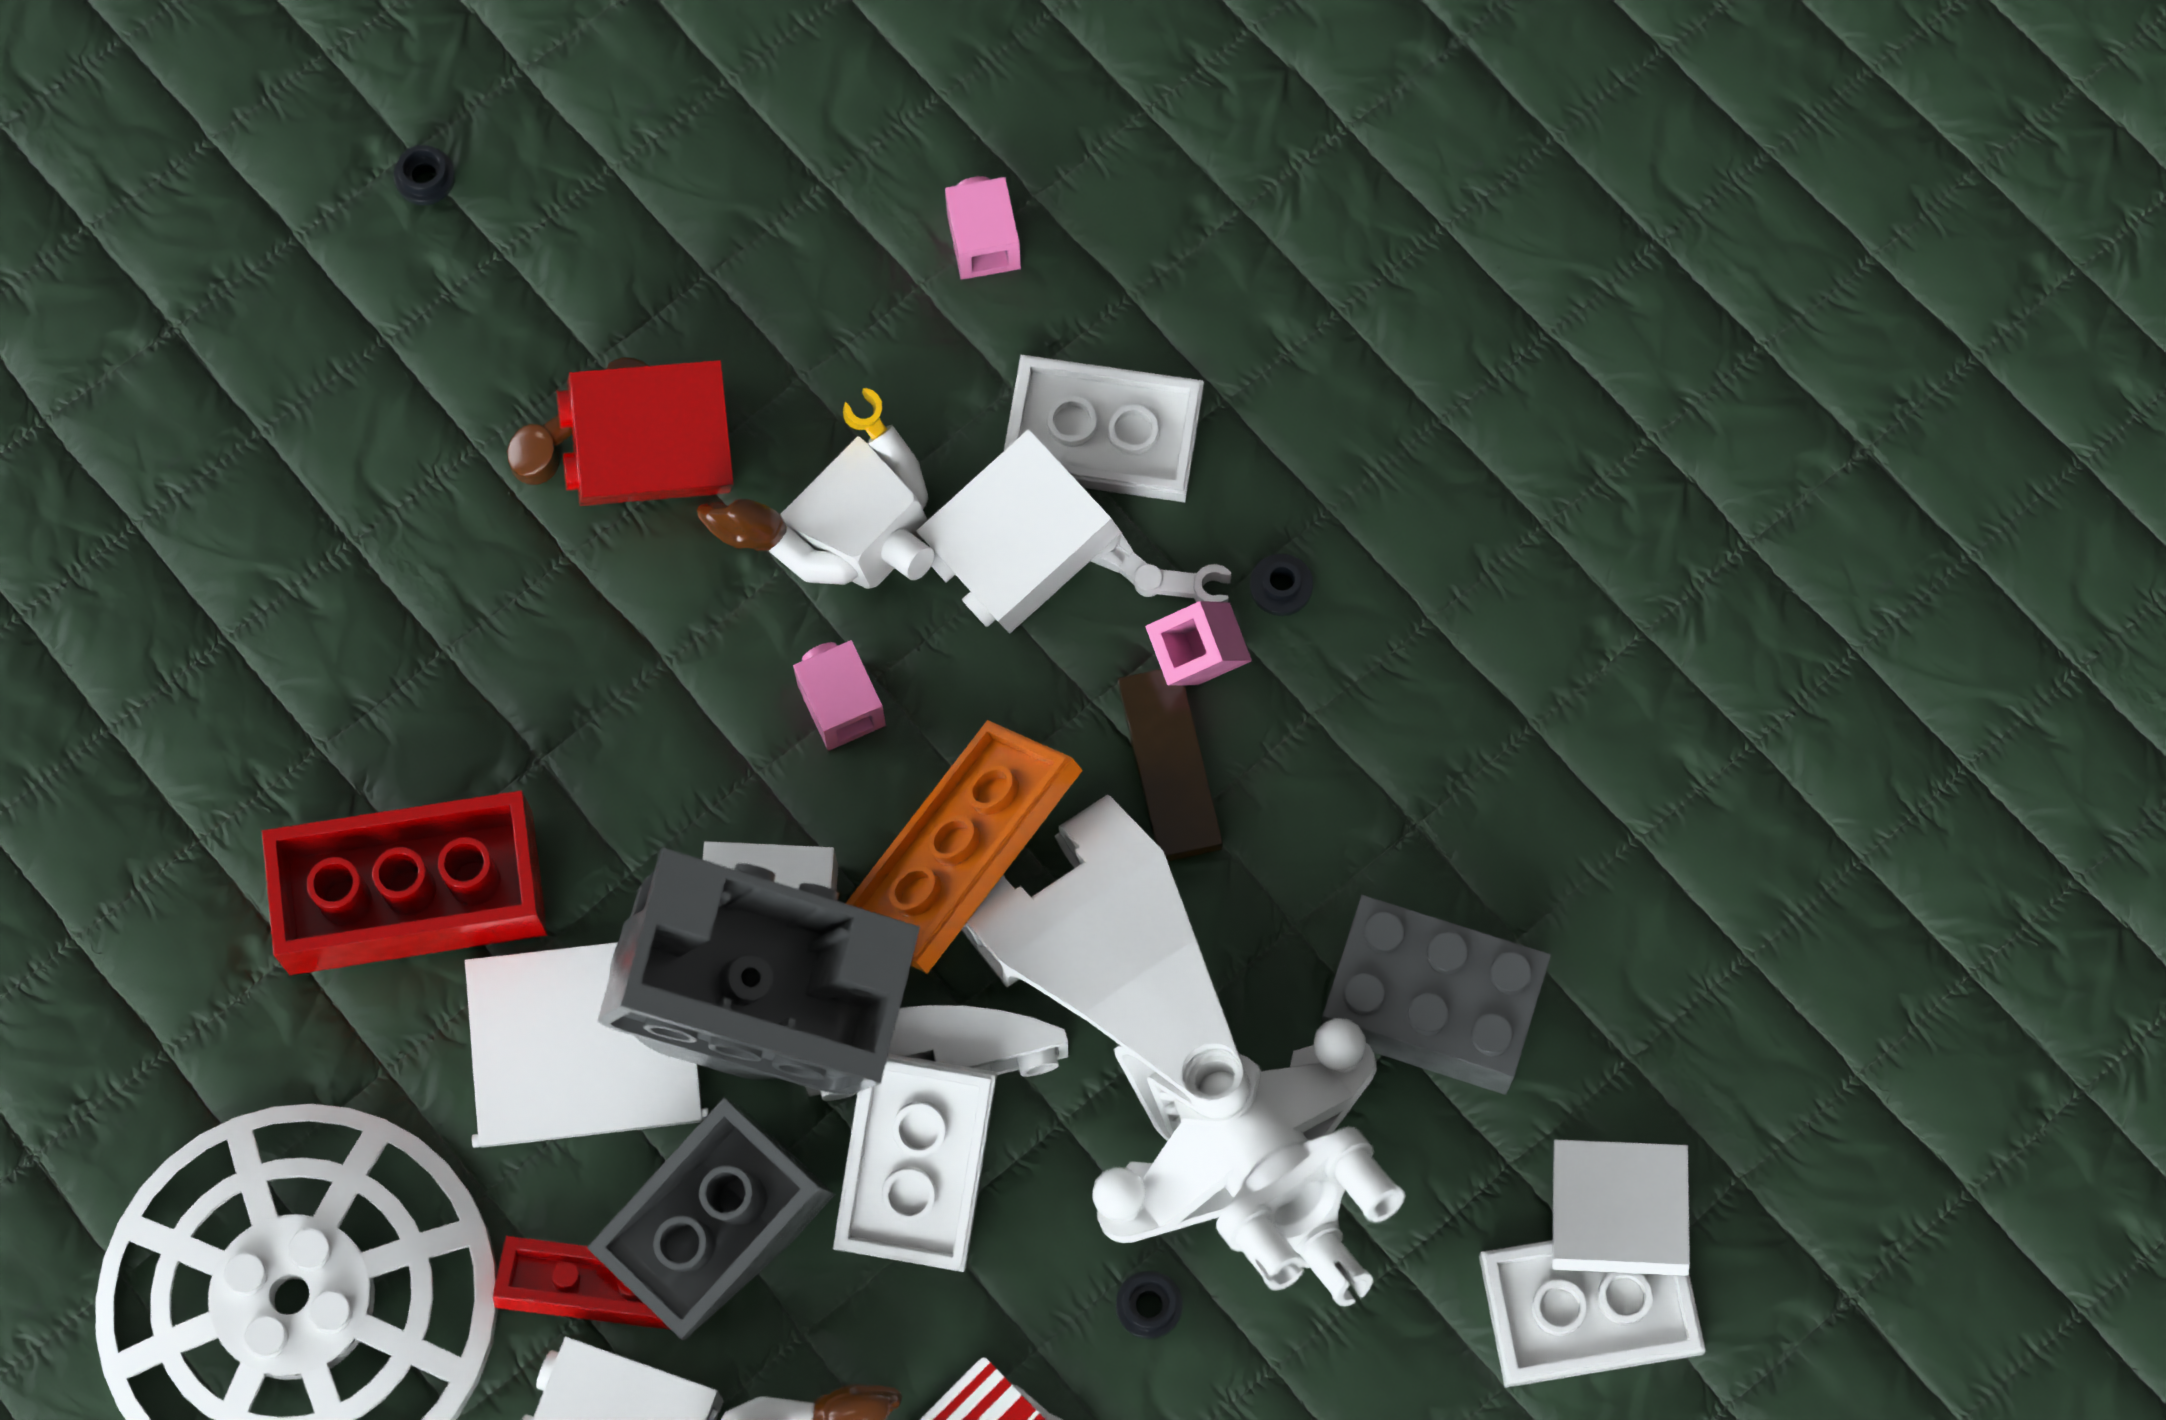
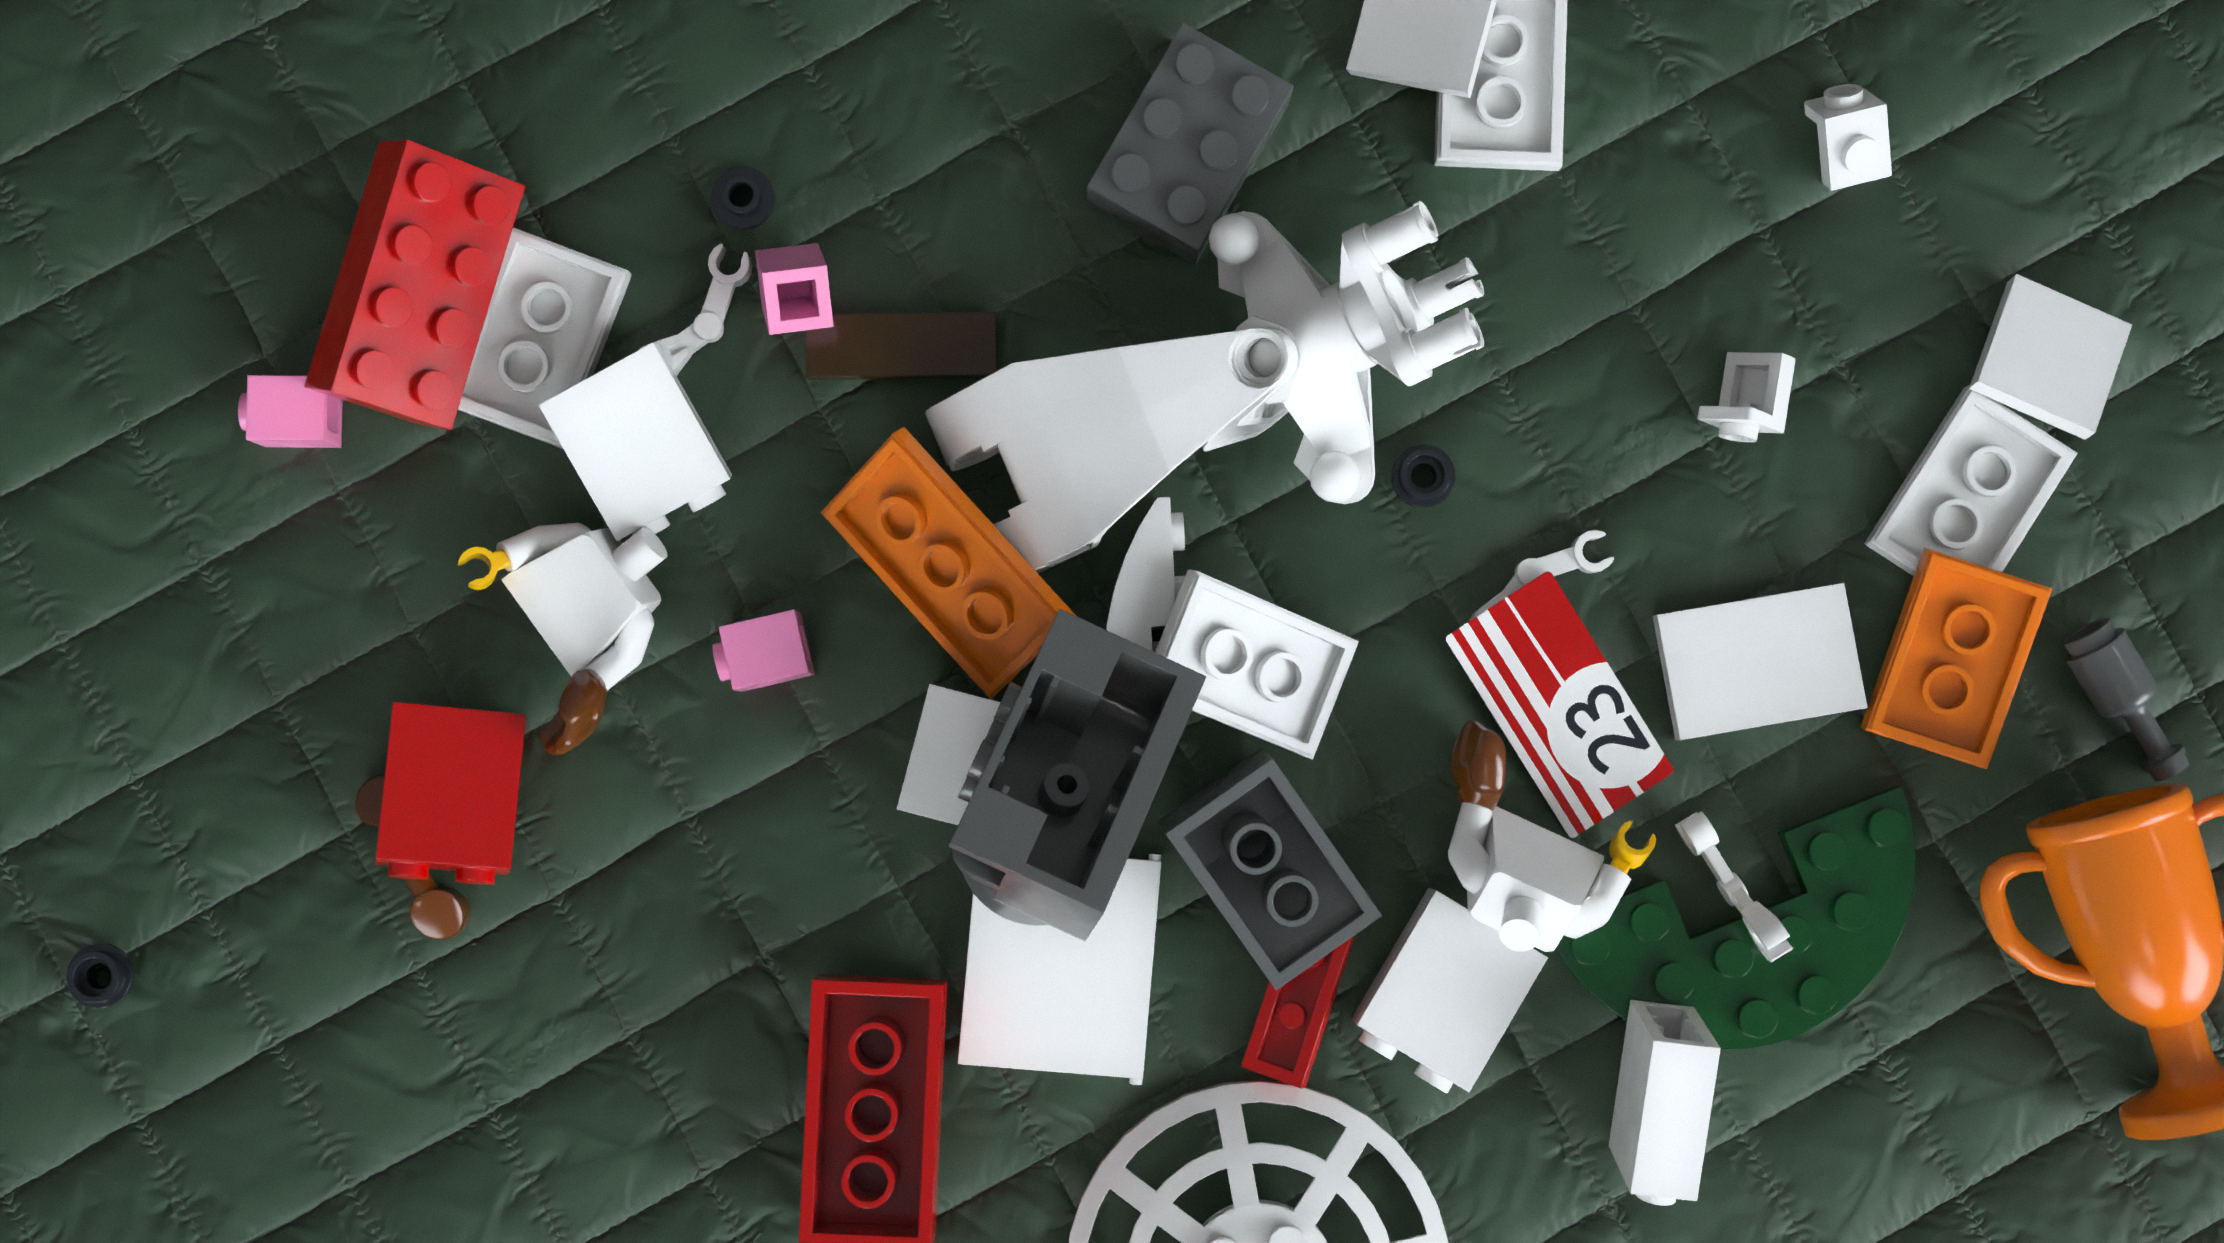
camera: 85 degrees left, 15 degrees up
(1120, 302) = (415, 284): none -> red brick

